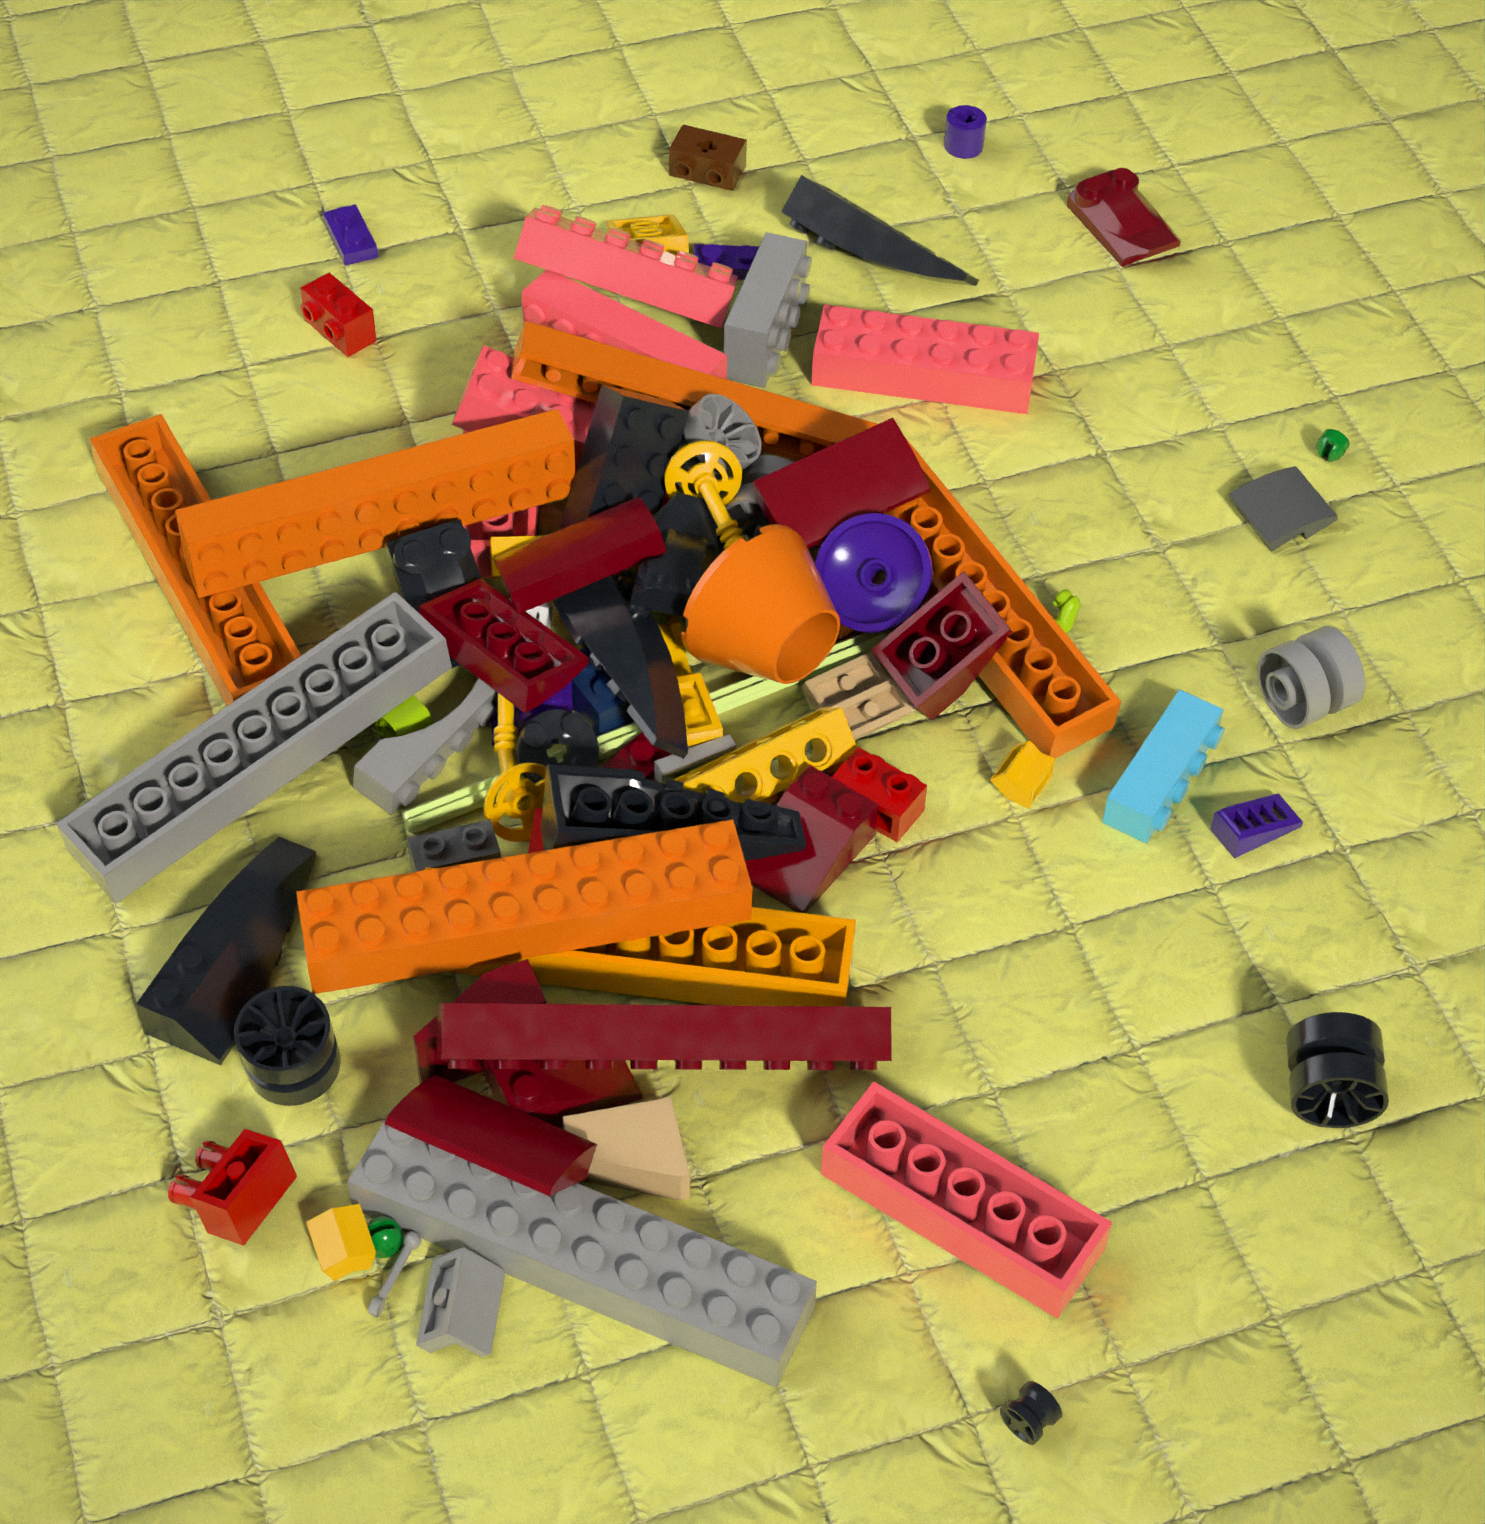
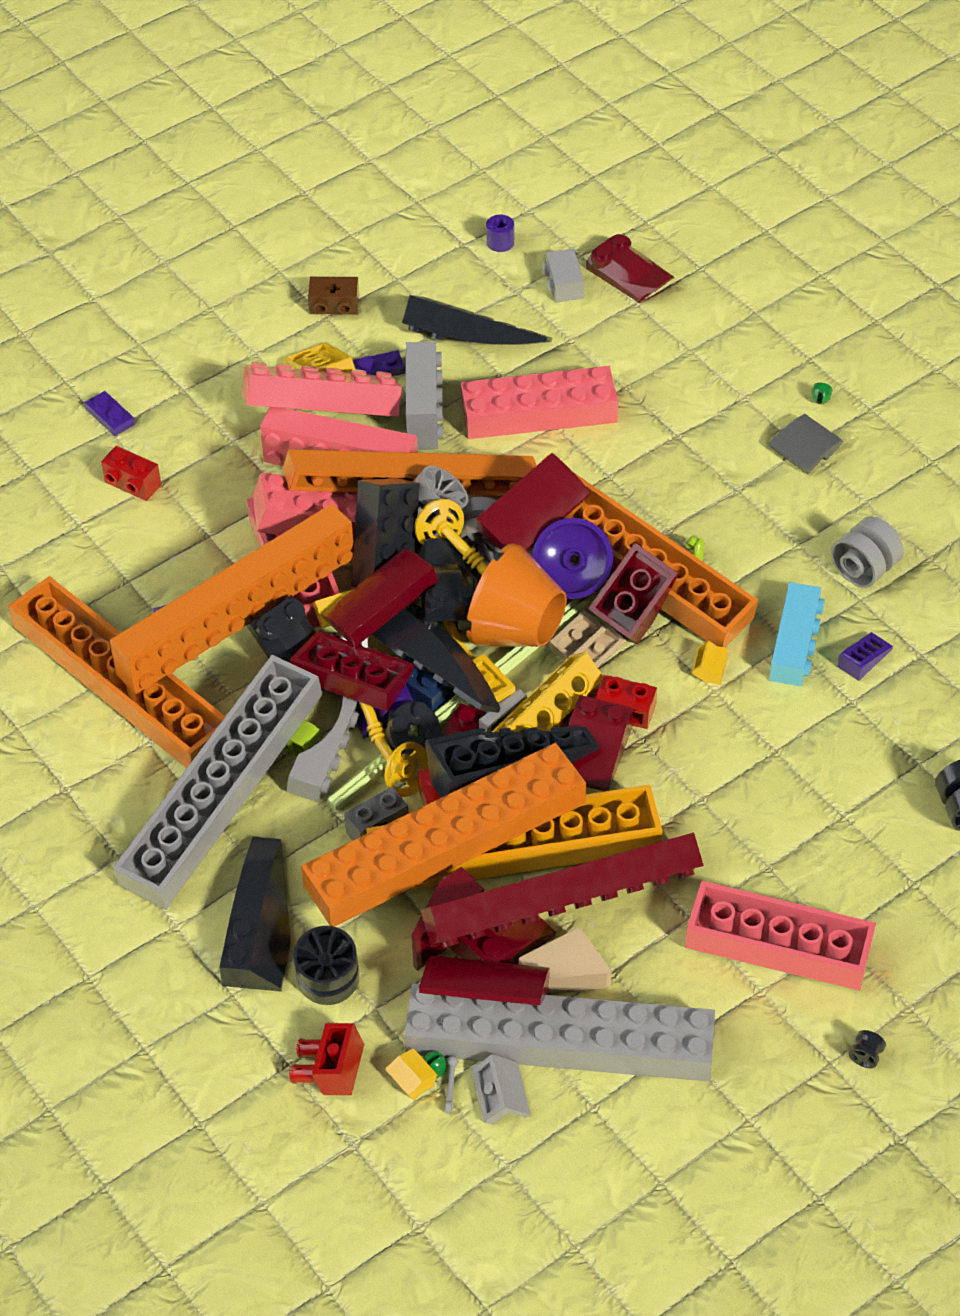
camera: 15 degrees left, 0 degrees up
(1030, 205) = (563, 275): none -> light grey brick

